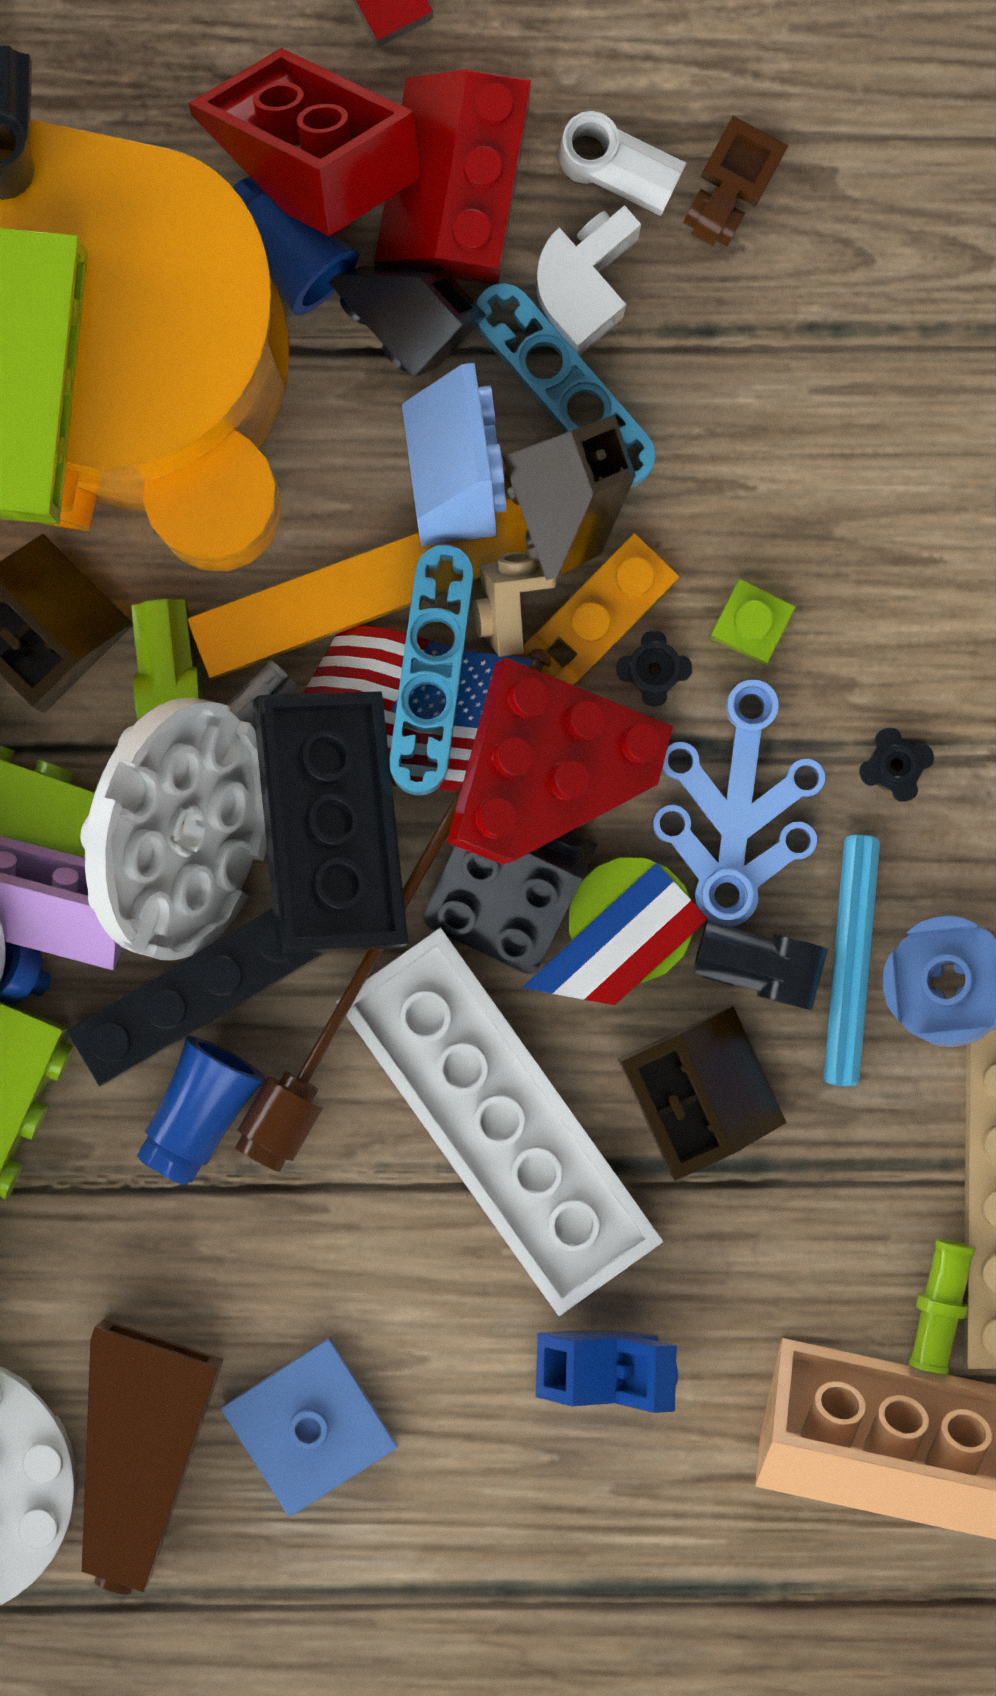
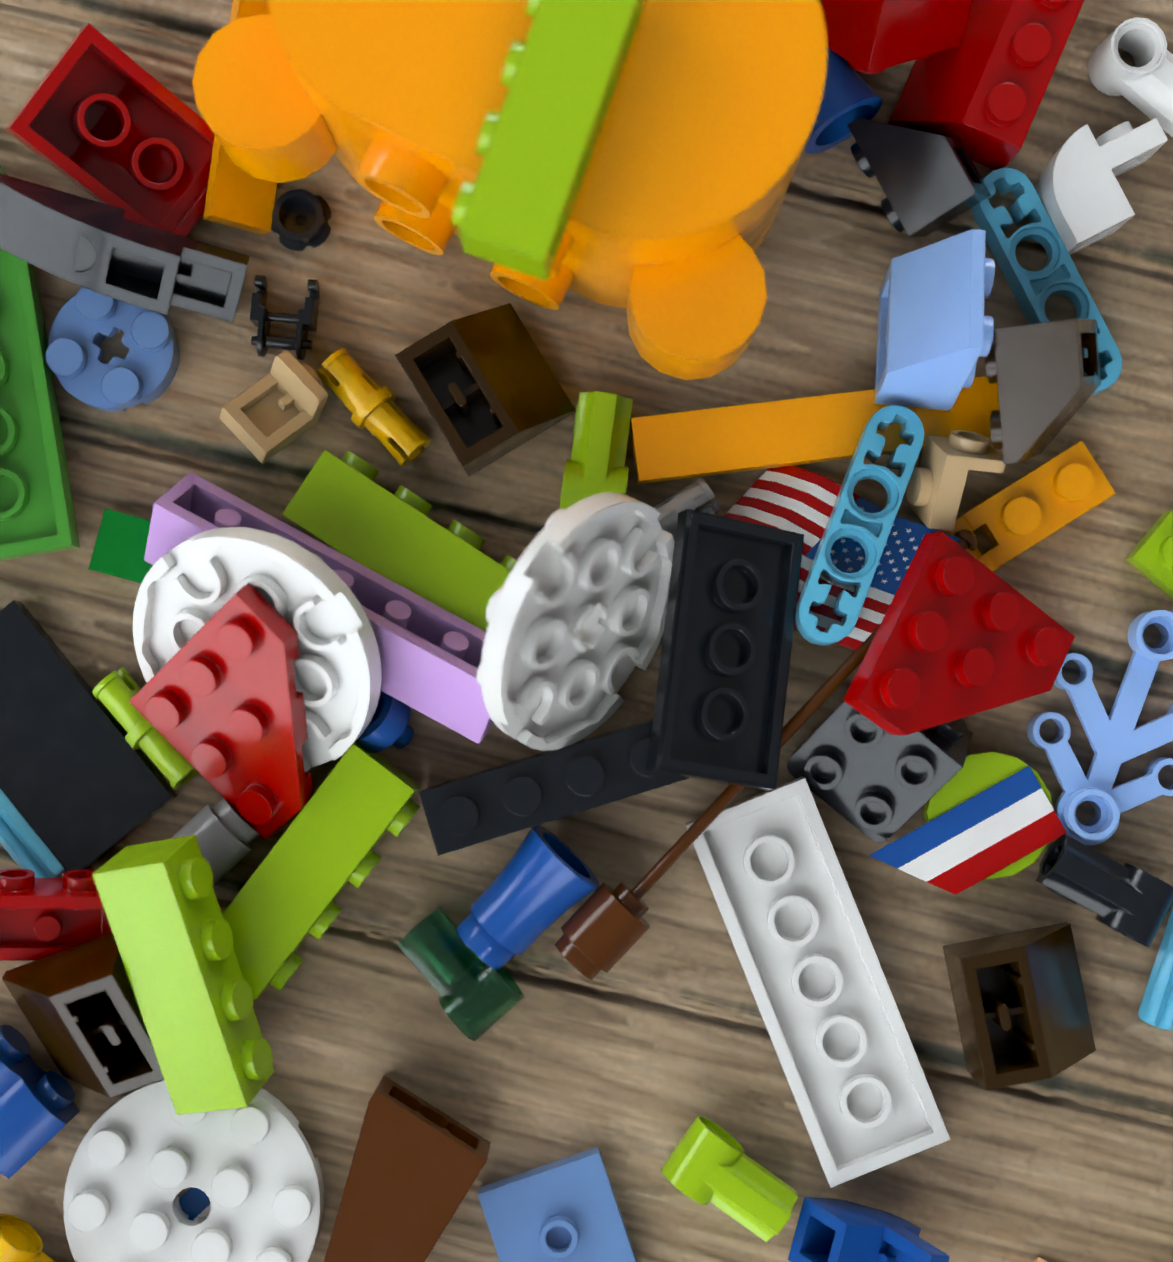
camera: 20 degrees right, 0 degrees up
(165, 1210) = (468, 988): none -> clear green piece
(444, 1327) = (714, 1169): none -> lime piece
(654, 650) = (1086, 576): black plate -> none

